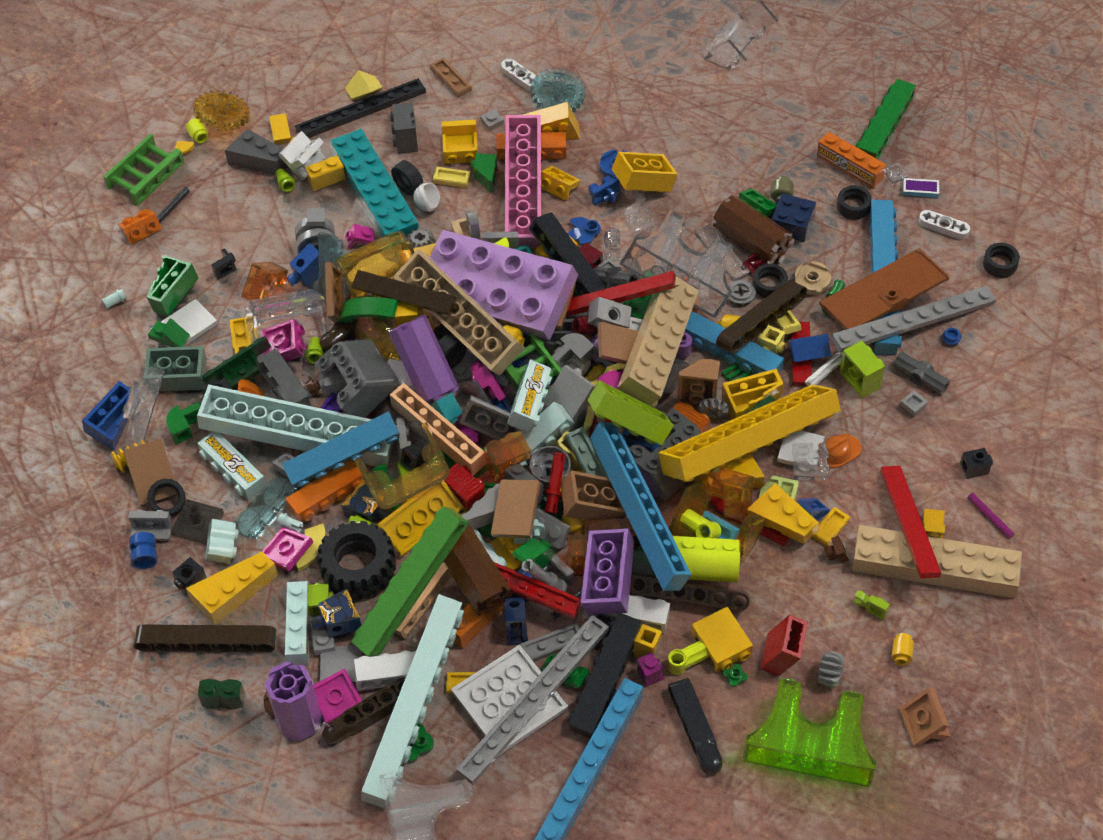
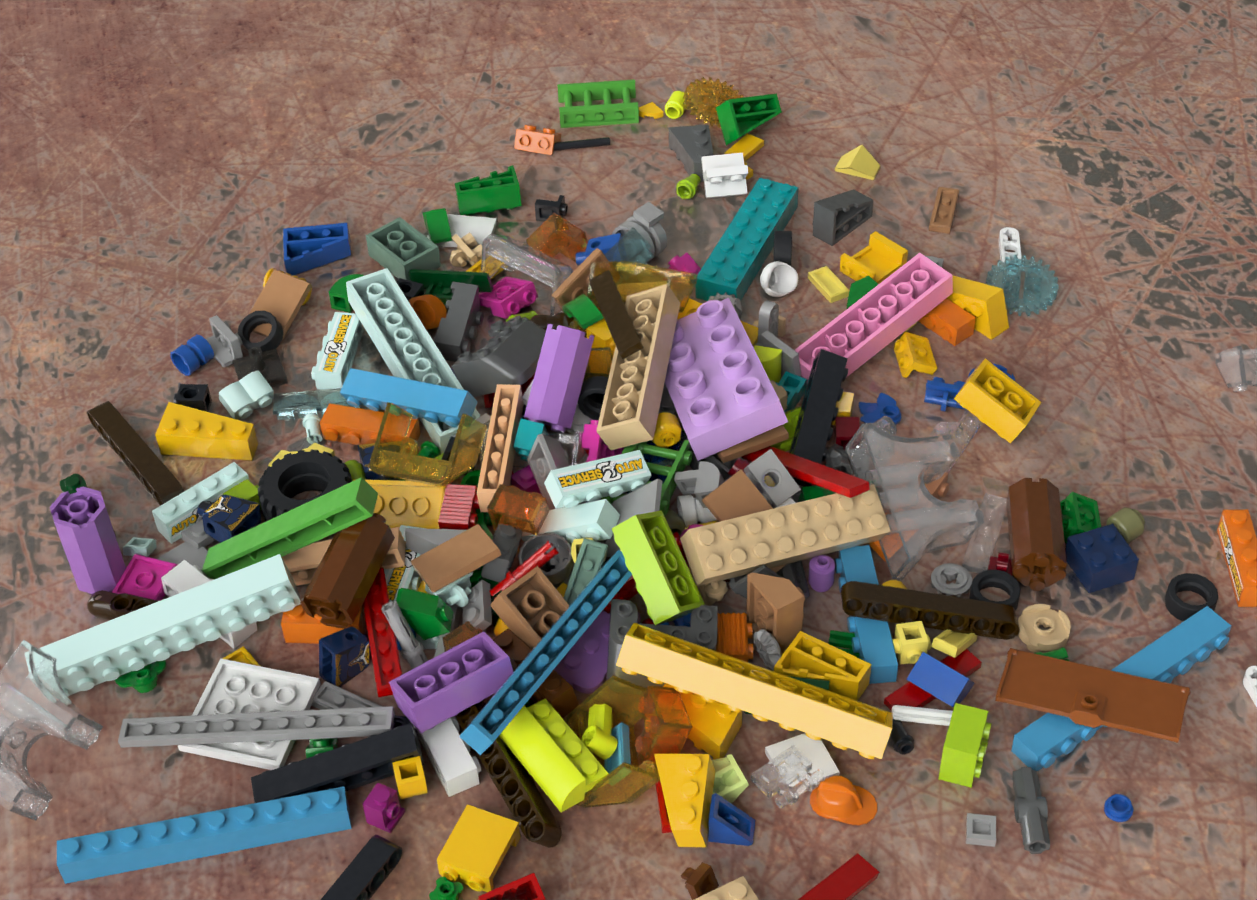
camera: 50 degrees right, 10 degrees down
(114, 298) = (448, 175): light aqua pin -> none
(142, 403) = (338, 250): clear bracket -> none
(214, 338) = (464, 252): none -> tan hips
(259, 105) = (745, 114): none -> green wedge
(287, 548) = (279, 442): dark pink tile -> none
(313, 386) = (477, 343): reddish brown plate -> none
(325, 173) = (722, 200): yellow brick -> none
(361, 108) = (831, 180): black tile -> none
(688, 657) = (427, 831): neon yellow piece -> none
(831, 526) = (731, 858): yellow tile -> none
(914, 318) = (1096, 751): light grey plate -> none

